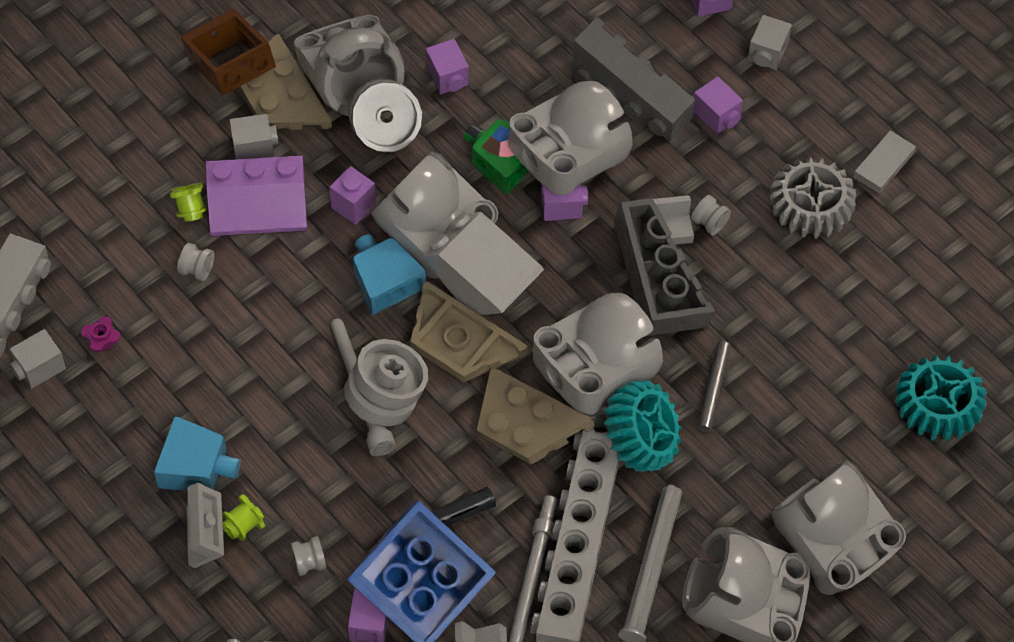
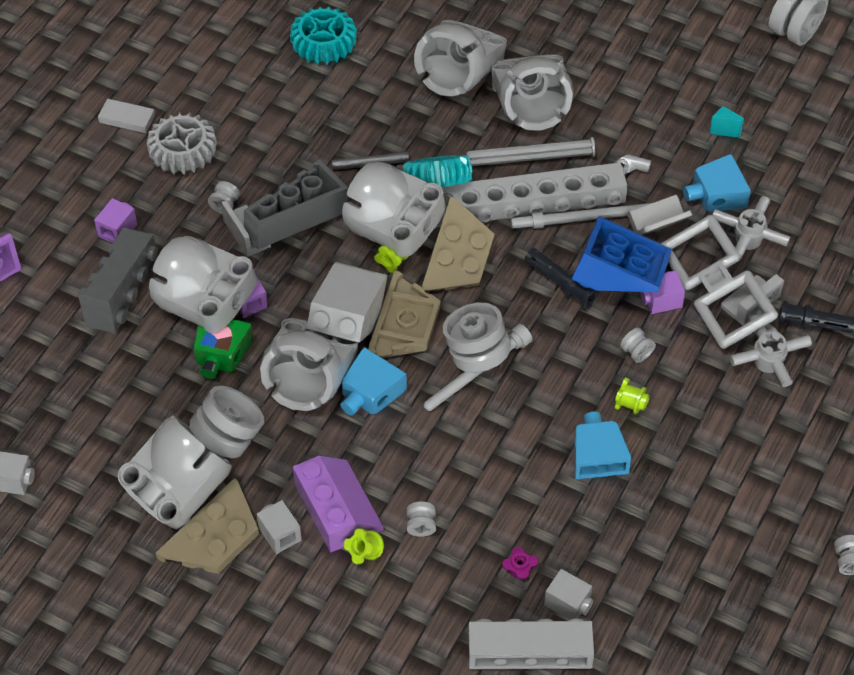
camera: 110 degrees left, 5 degrees down
(204, 525) = (654, 417): light grey panel -> none
(229, 30) = (179, 558): reddish brown window -> none
(353, 195) = (307, 429): medium lavender brick -> none
(447, 66) = (146, 411): medium lavender brick -> none
(769, 42) = (40, 206): light grey brick -> none

